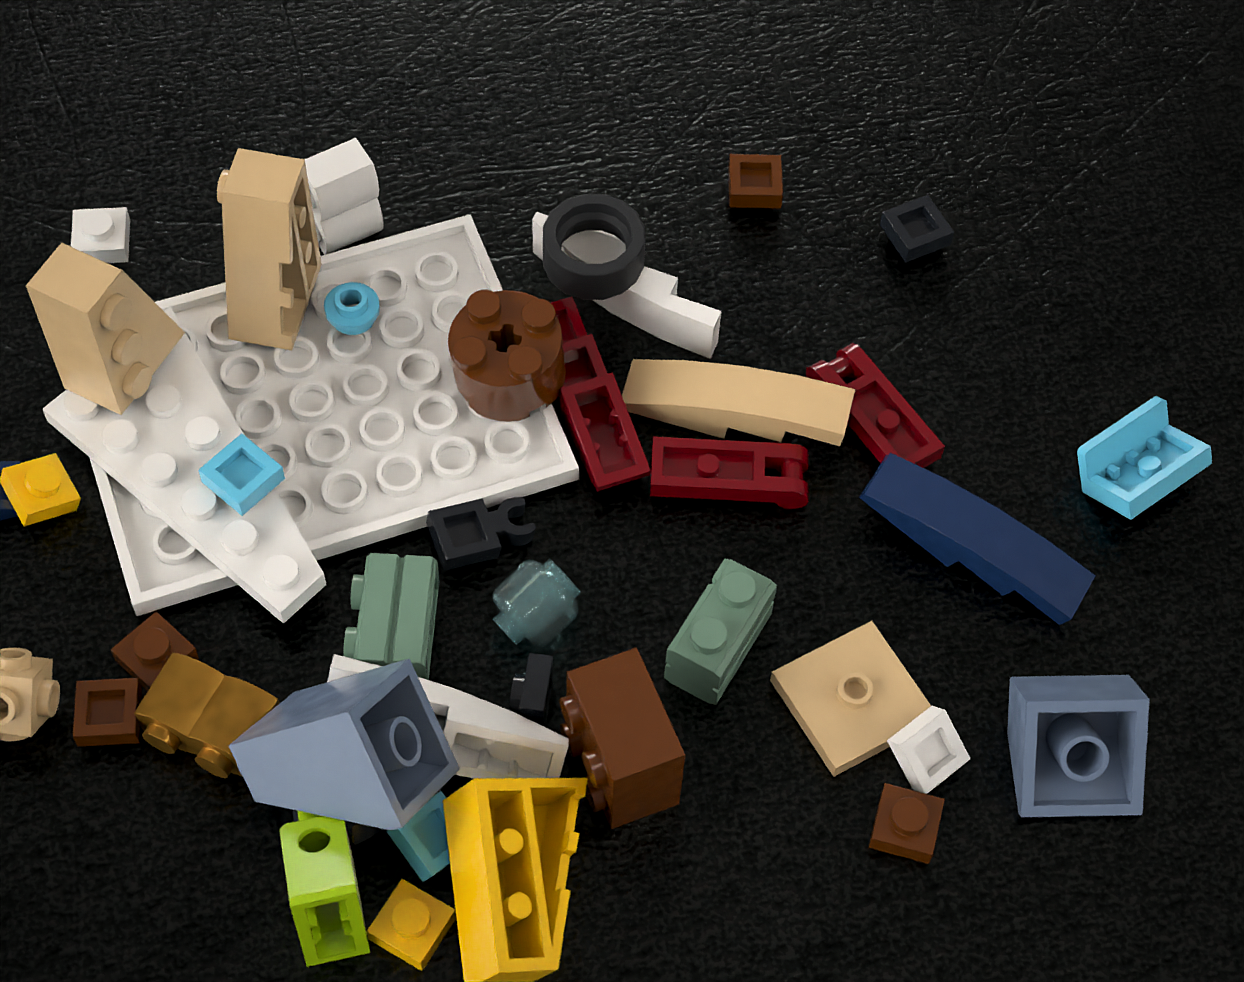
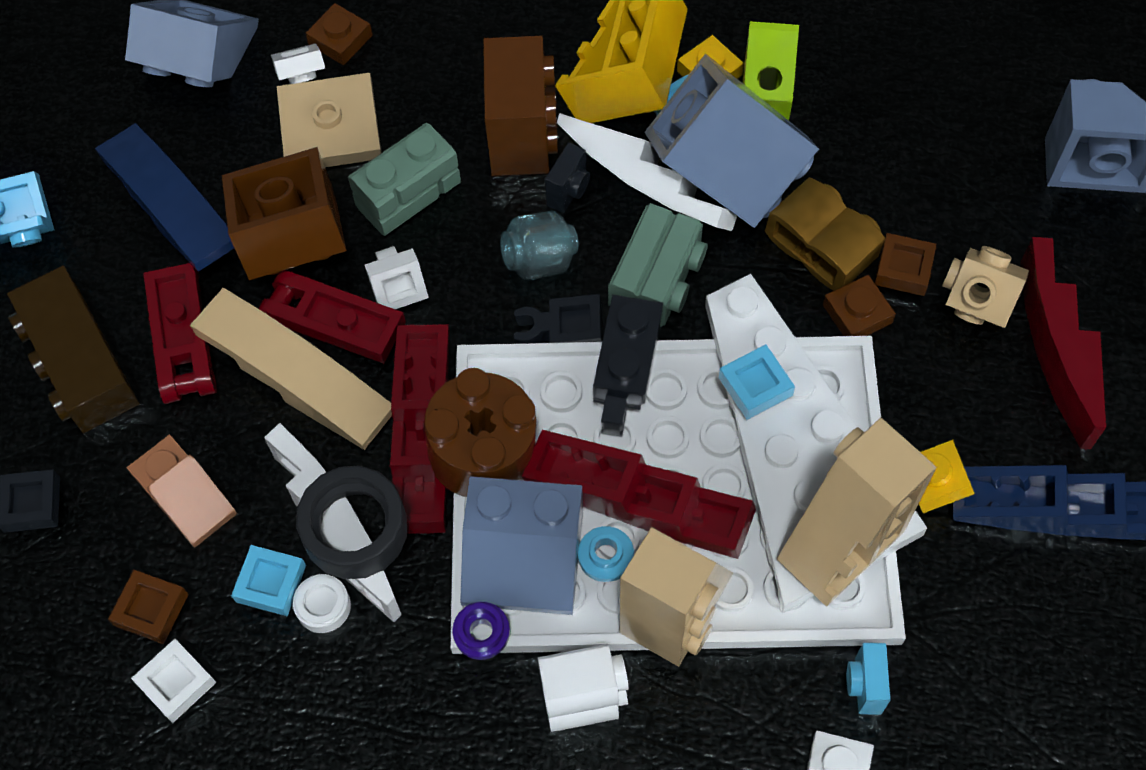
camera: 155 degrees left, 5 degrees up
(328, 365) = (641, 494): none -> dark red slope
(392, 490) = (626, 359): none -> black hinge
(426, 291) = (521, 544): none -> sand blue slope
(448, 209) = (475, 615): none -> dark purple plate
(664, 226) = (268, 580): none -> medium azure plate
(680, 525) = (396, 278): none -> white tile
(700, 137) = (173, 680): none -> white plate
(778, 278) = (182, 490): none -> nougat slope
(827, 530) = (282, 214): none -> reddish brown brick
(967, 359) = (70, 351): none -> dark brown brick

